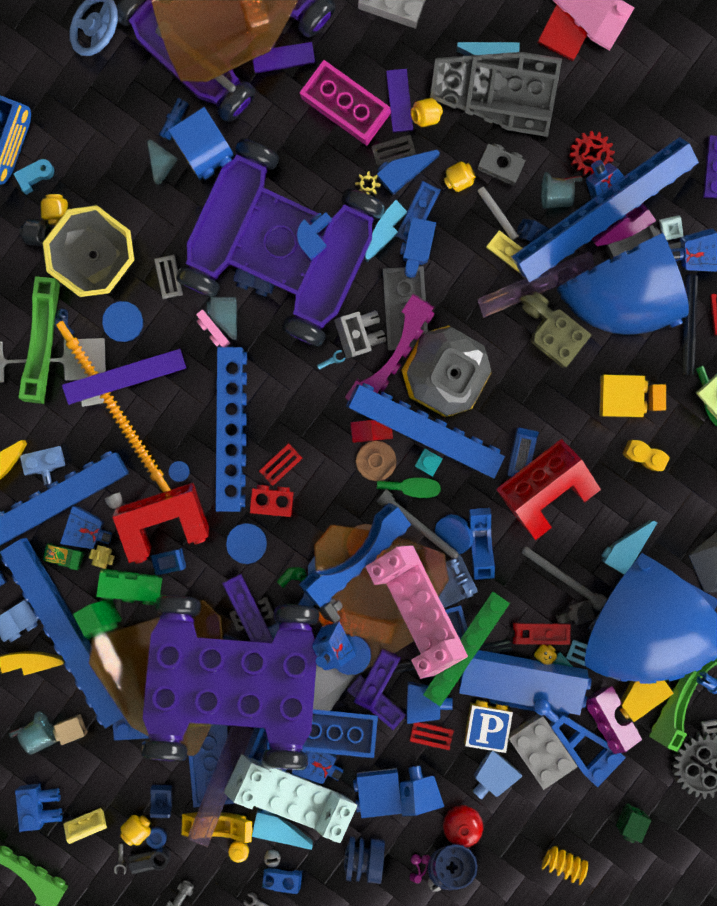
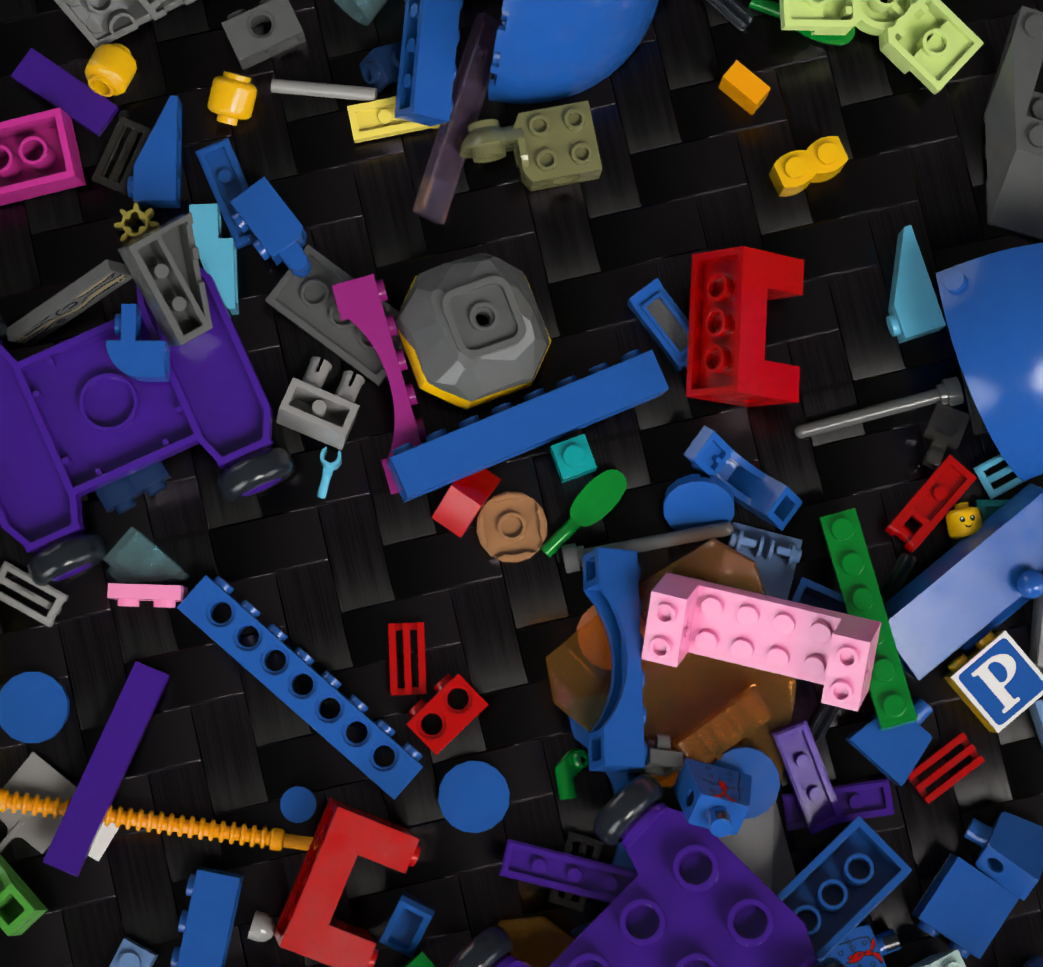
camera: 55 degrees left, 5 degrees down
(308, 186) = (69, 302): none -> dark grey tile
(355, 222) = (170, 279): none -> dark grey wedge
(622, 396) = (703, 130): yellow piece -> none

